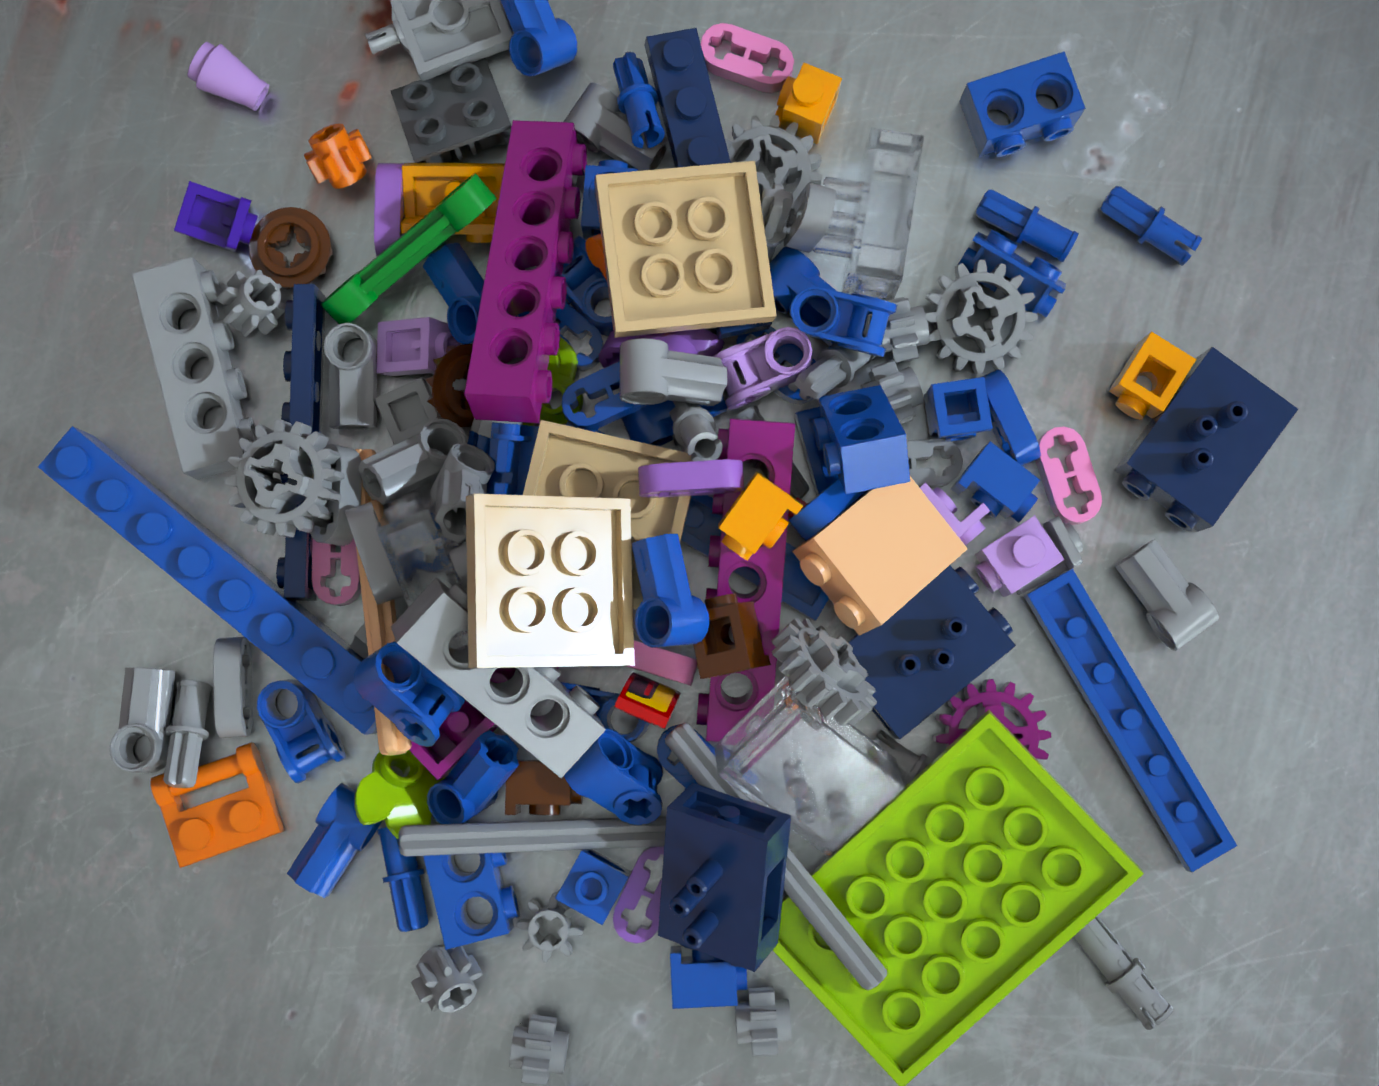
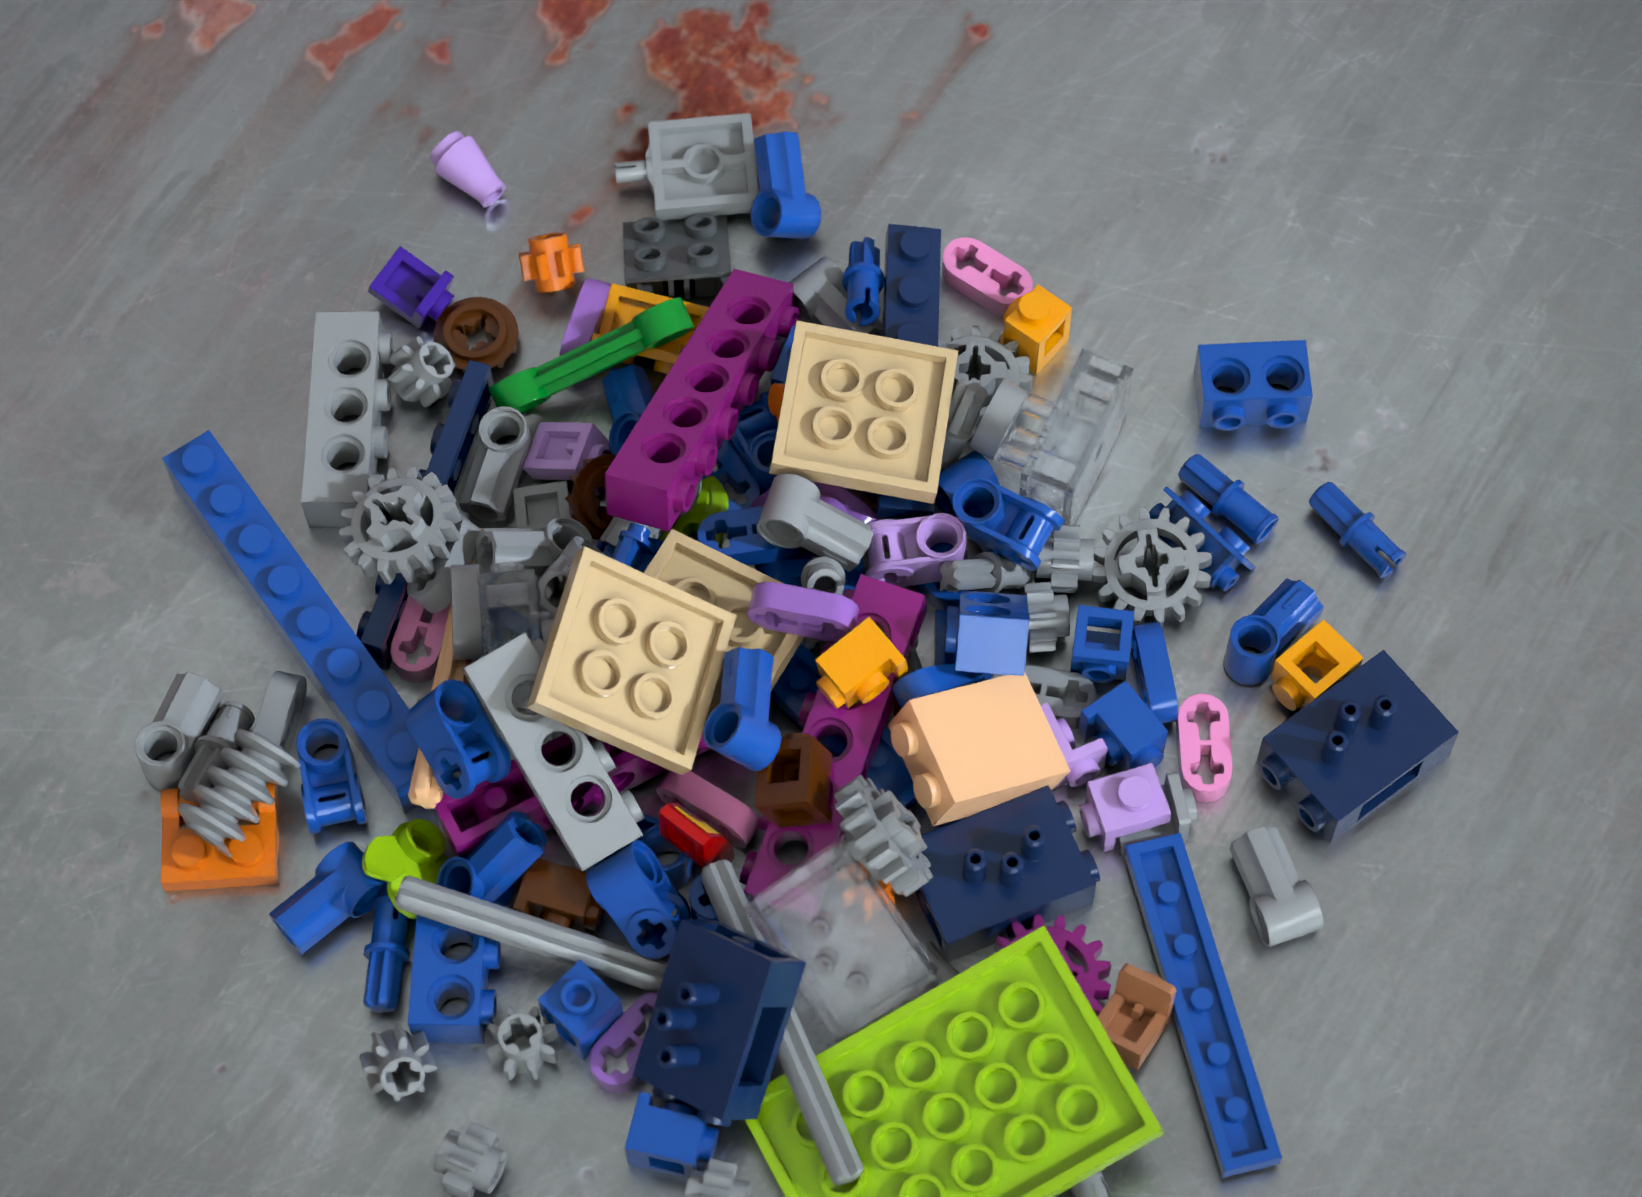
camera: 15 degrees right, 20 degrees down
(221, 779) = (236, 789): none -> light grey piece
(1077, 751) = (1137, 1013): none -> nougat bracket
(1101, 347) = (1271, 630): none -> blue piece

